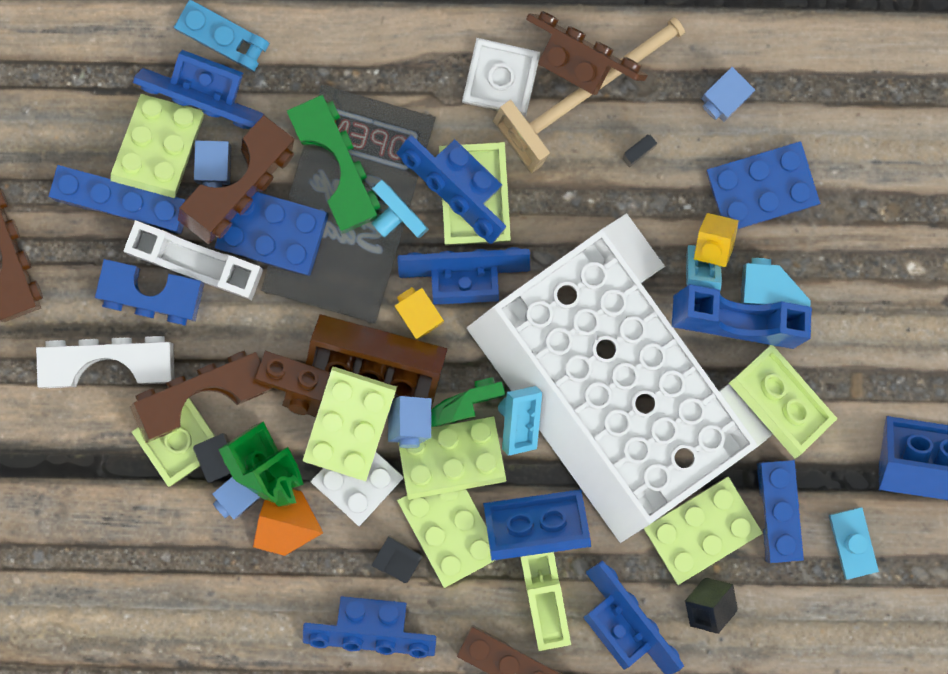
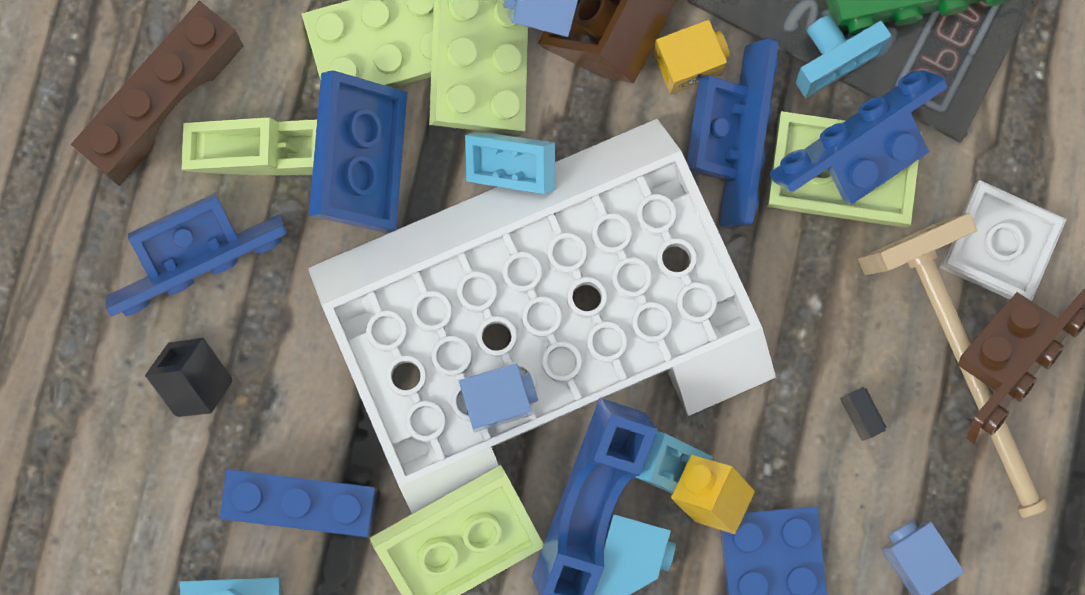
camera: 100 degrees right, 5 degrees down
(461, 406) = (551, 89): green plate -> none
(689, 392) = (498, 397): none -> medium blue brick
(702, 530) = (299, 390): yellowish green plate -> none

